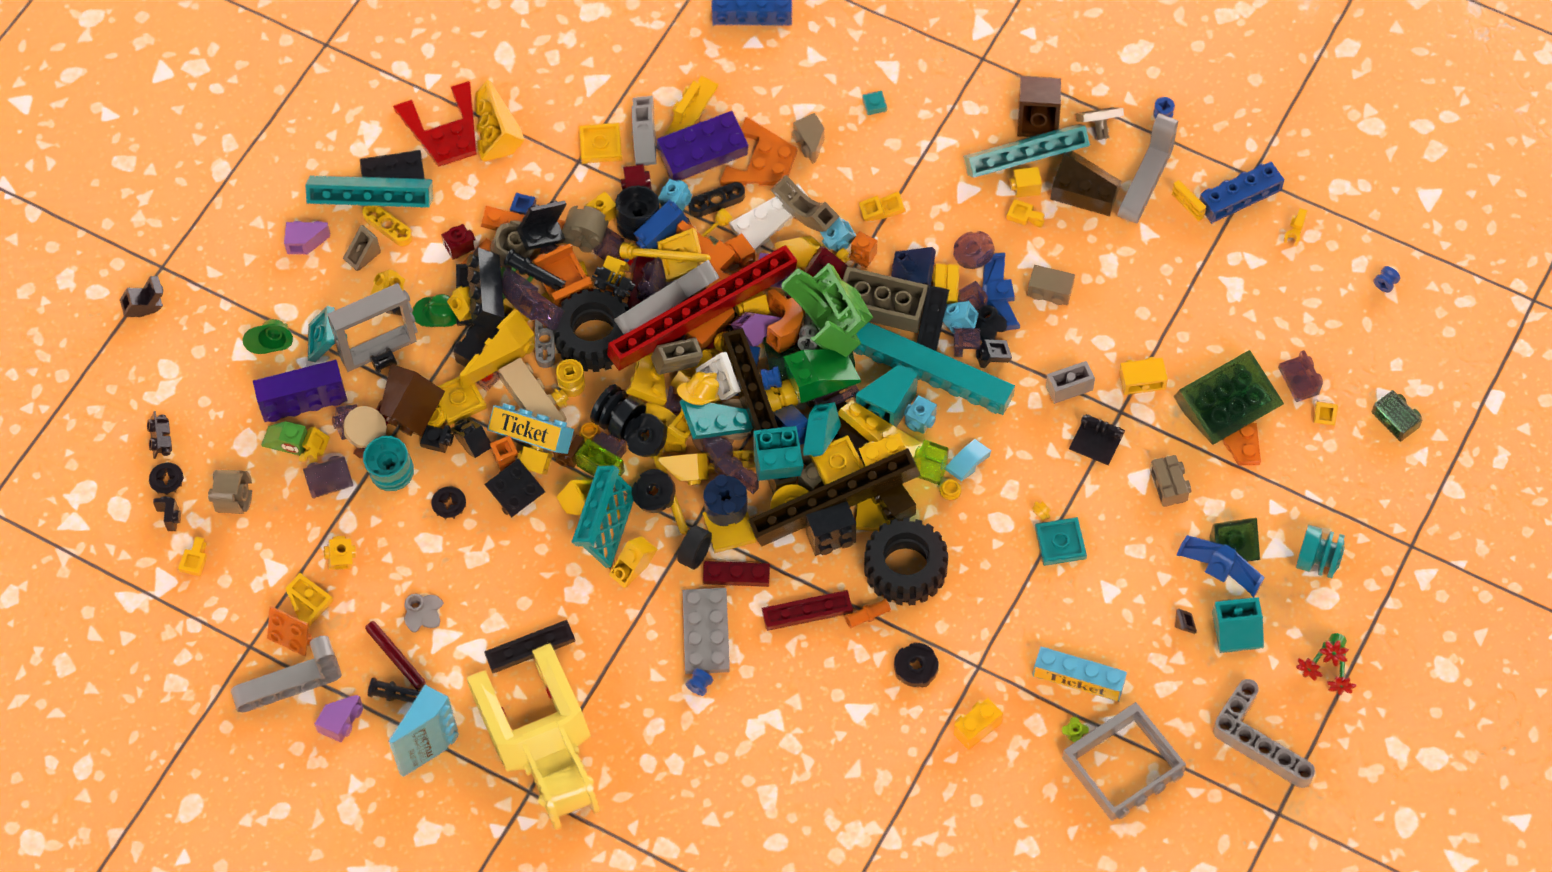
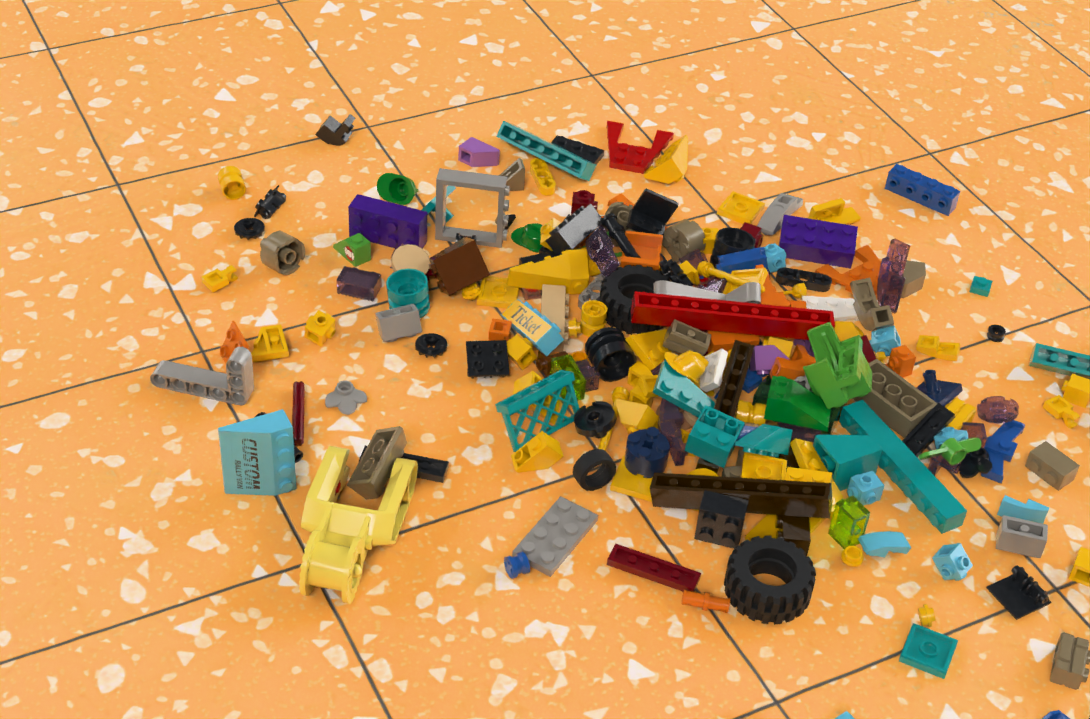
camera: 30 degrees right, 20 degrees down
(102, 436) = (231, 182): none -> yellow wheel
(171, 511) = (230, 245): bracket -> none
(315, 445) = (369, 260): yellow plate -> none
(337, 717) = (209, 420): medium lavender slope -> none
(387, 279) = (515, 203): yellow brick -> none
(404, 500) = (398, 322): none -> light grey brick
(437, 438) = (460, 305): black bracket -> none
(471, 437) = (484, 313): black slope -> none
(516, 666) = (377, 462): none -> dark tan slope
(656, 439) = (617, 387): black plate -> none
(736, 573) = (616, 512): dark red plate -> none
(771, 378) = (752, 391): blue wheel -> none
(794, 150) = (890, 275): none -> slope
(916, 677) = (712, 674): black plate -> none
(920, 161) = (992, 333): none -> black bush
(971, 330) = (953, 450): none -> bright green piece
(993, 352) = (966, 482): black bracket -> none
(1032, 445) = (952, 562): none -> medium azure brick
(1062, 348) = (1030, 511): none -> medium azure slope

